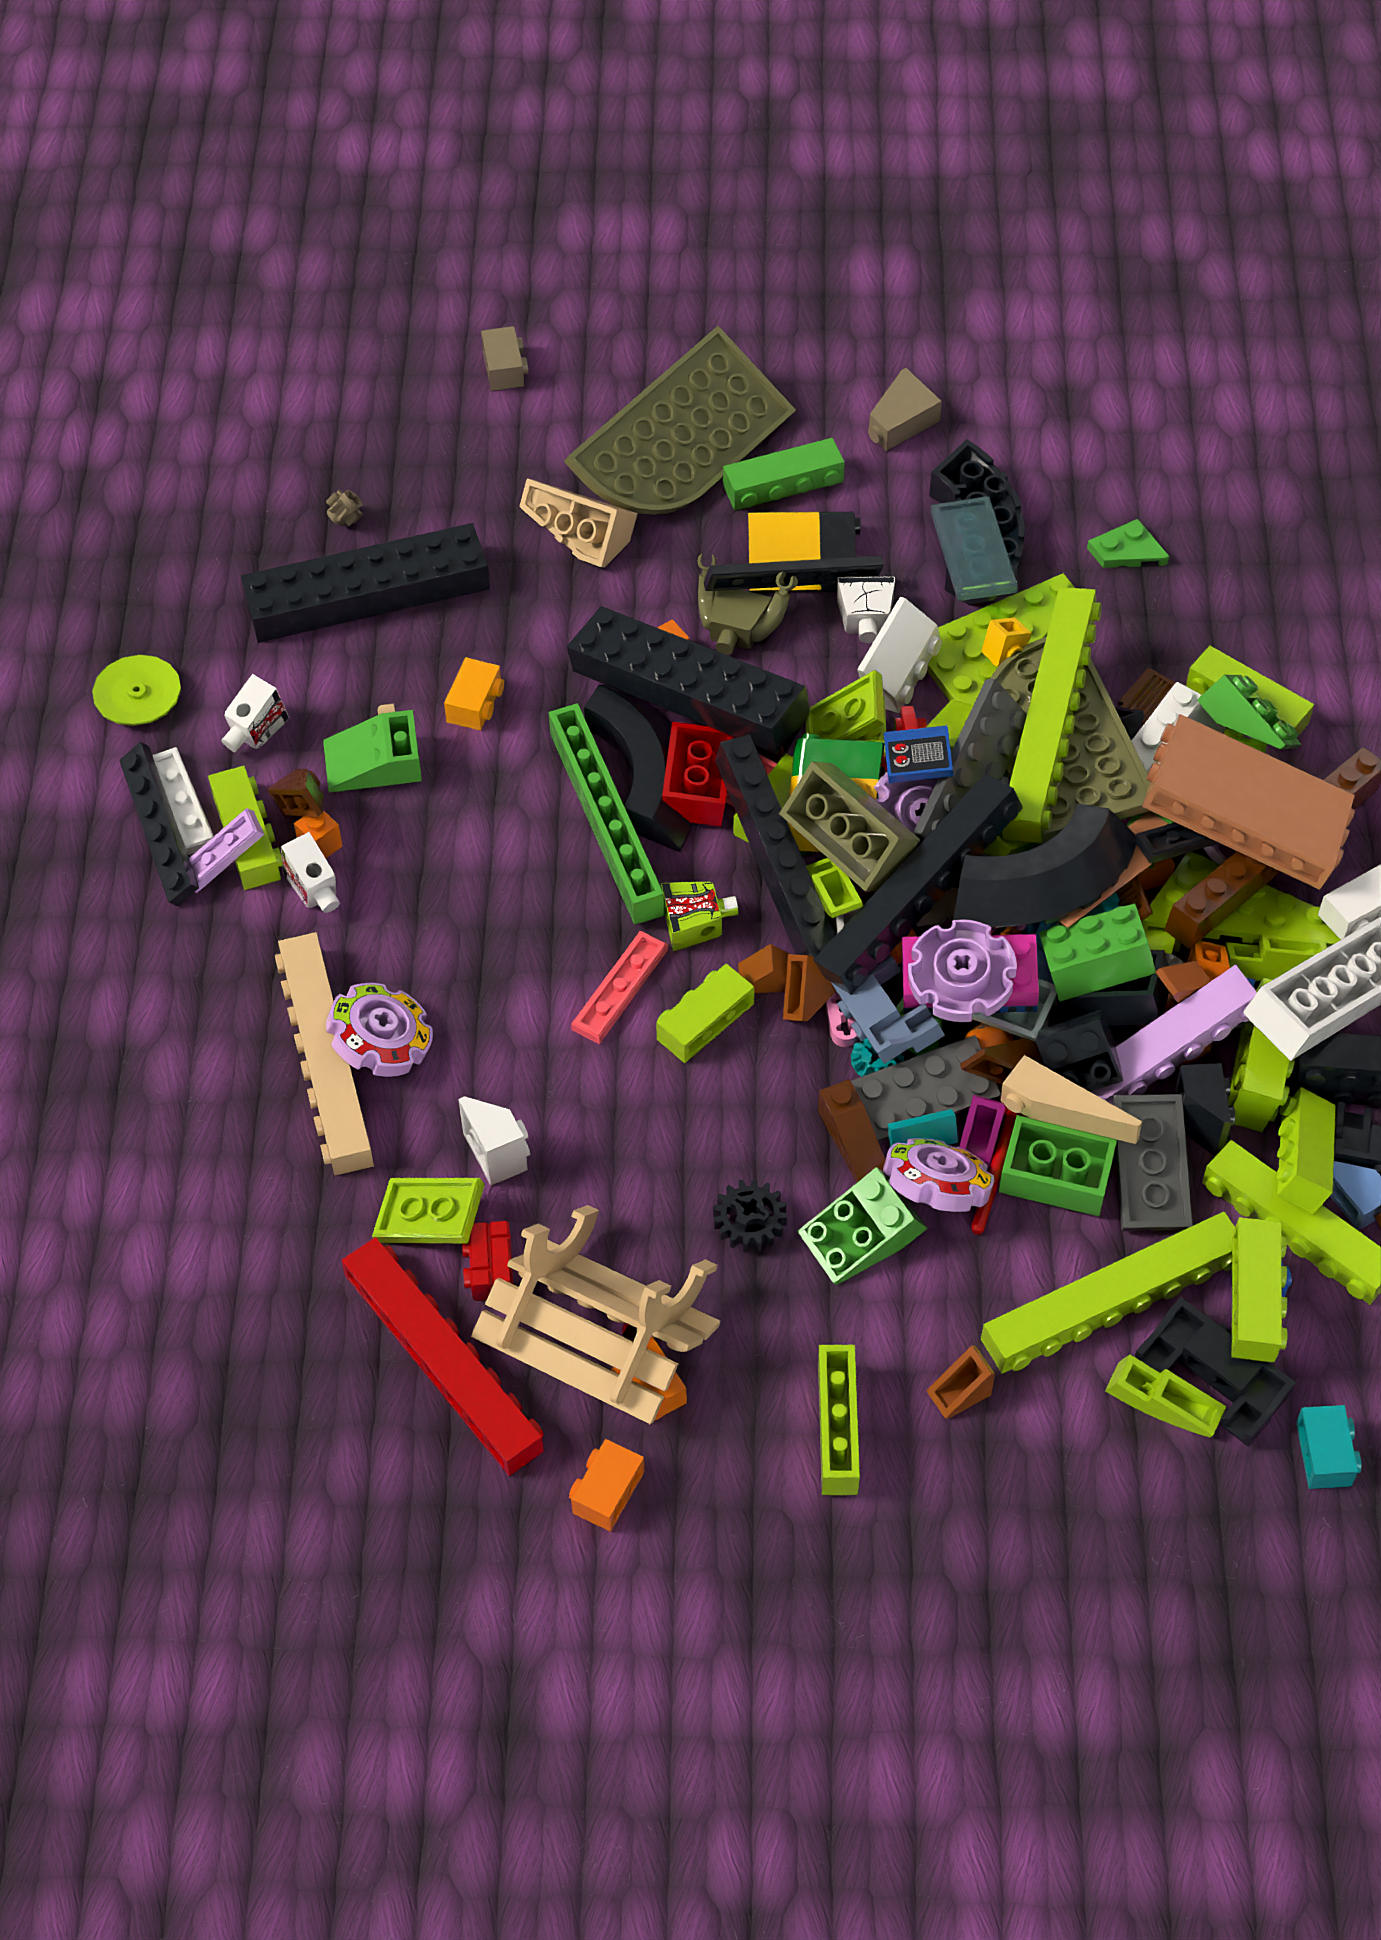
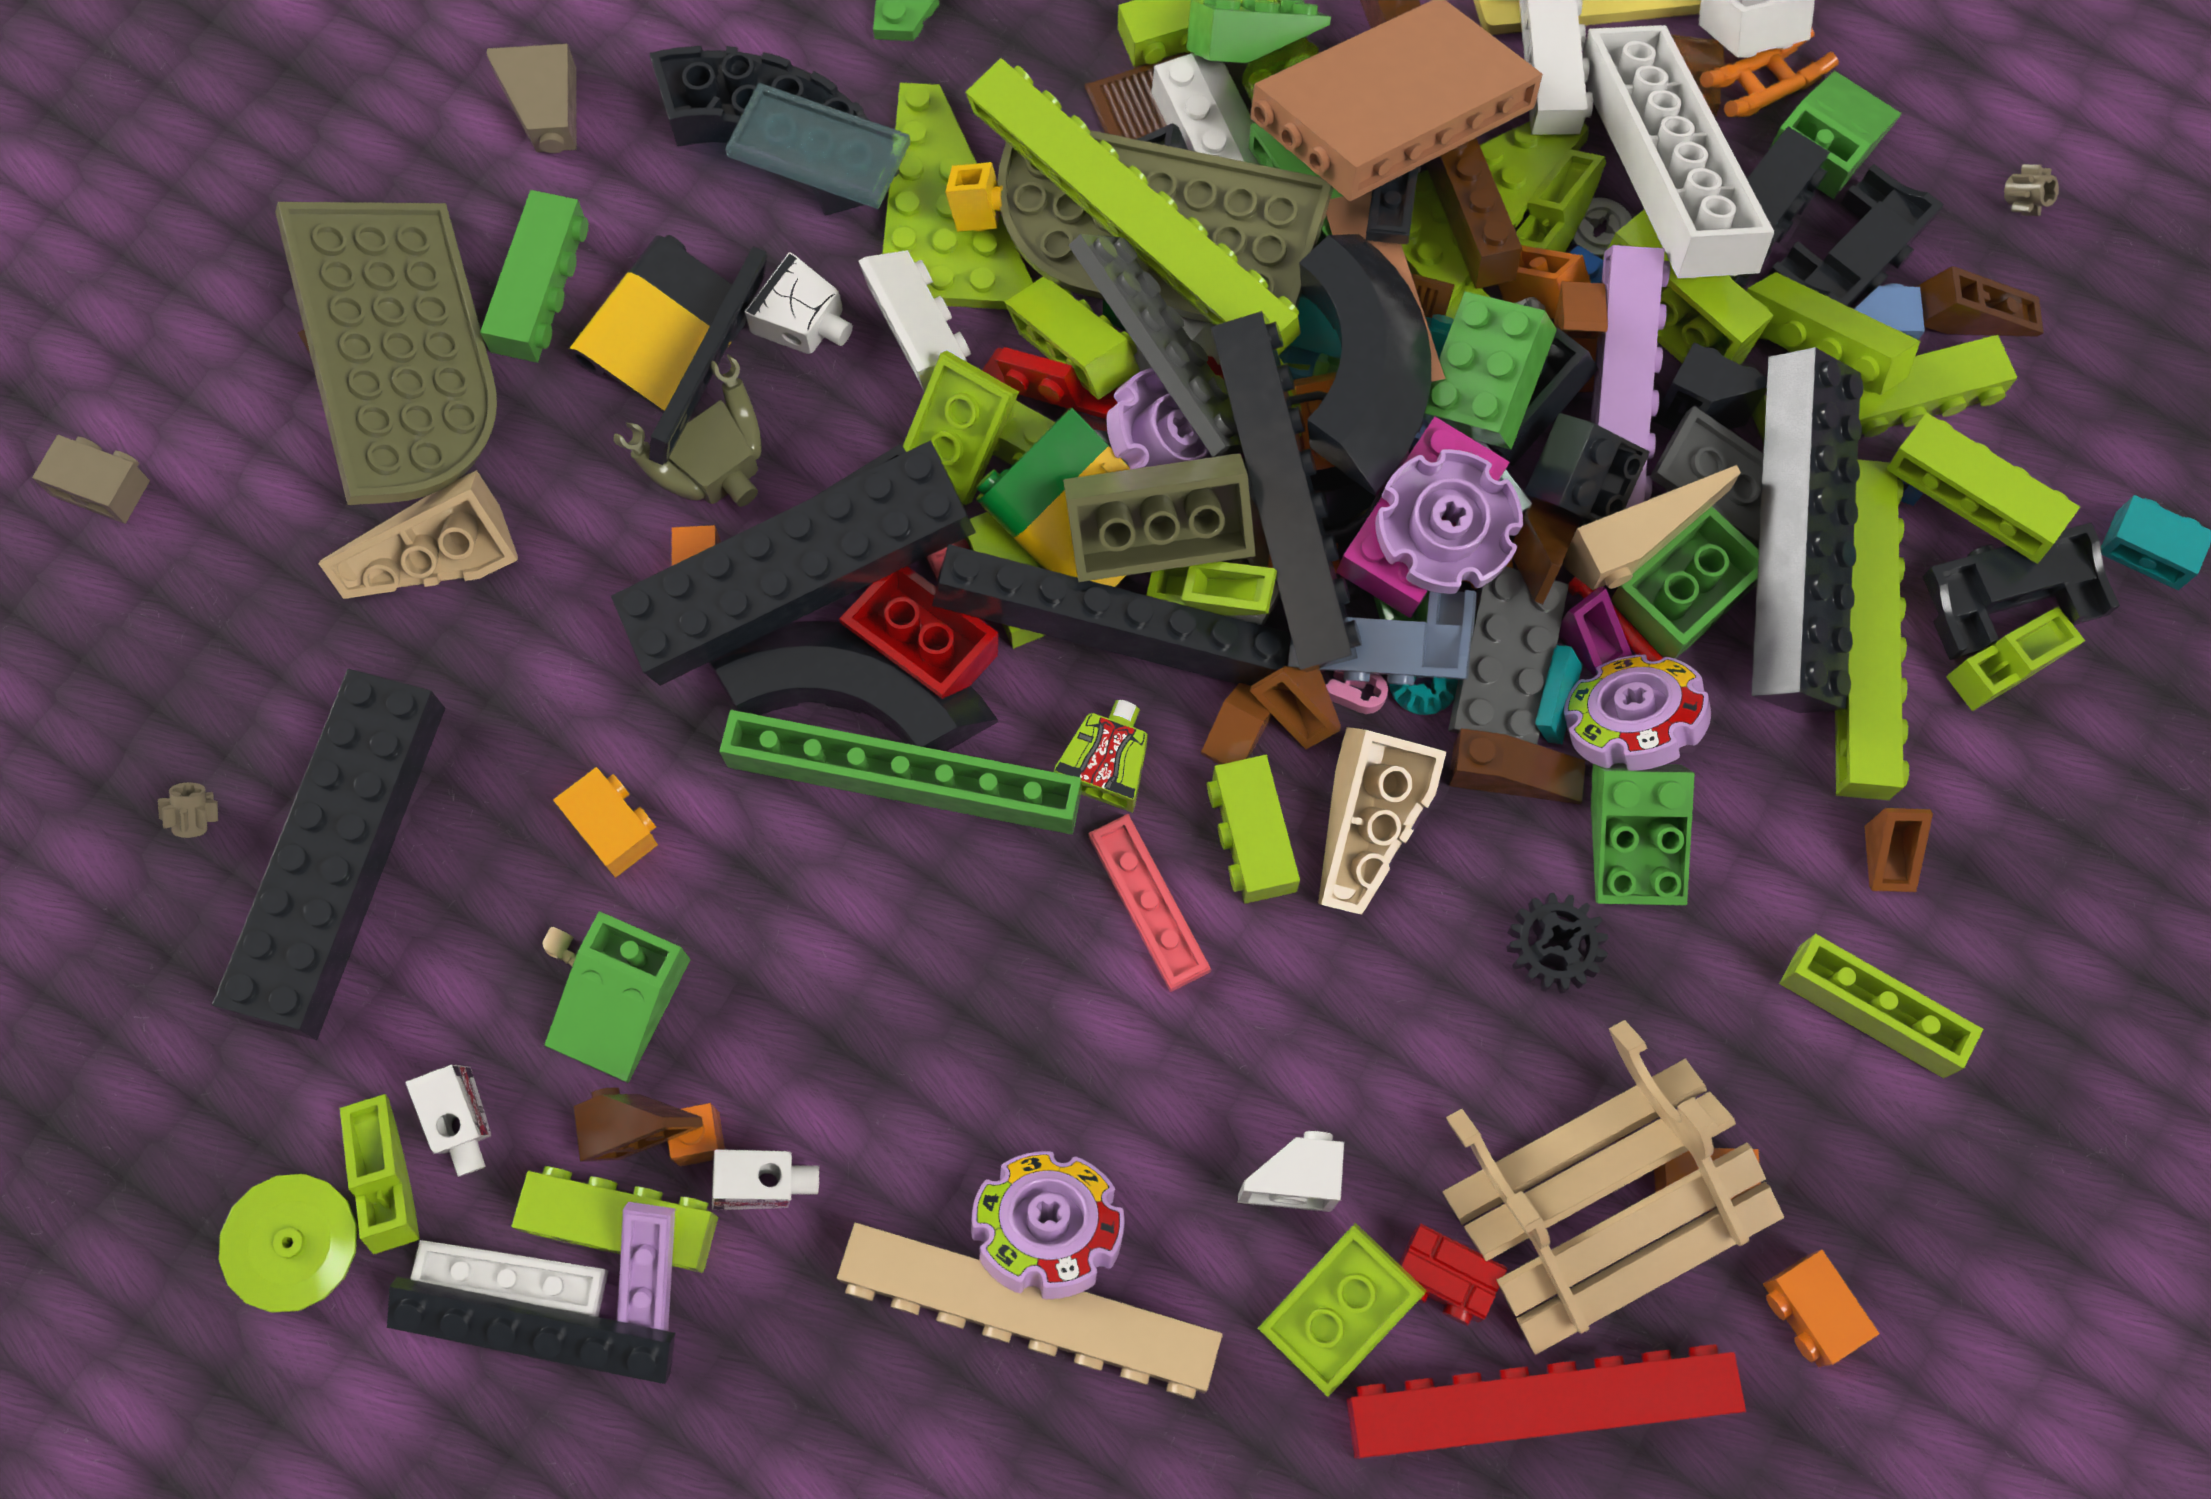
camera: 60 degrees left, 15 degrees up
(198, 708) = (378, 1175): none -> lime slope
(767, 1068) = (1374, 803): none -> tan wedge
(918, 754) = (1117, 380): slope -> none
(1138, 1200) = (1807, 532): none -> black brick

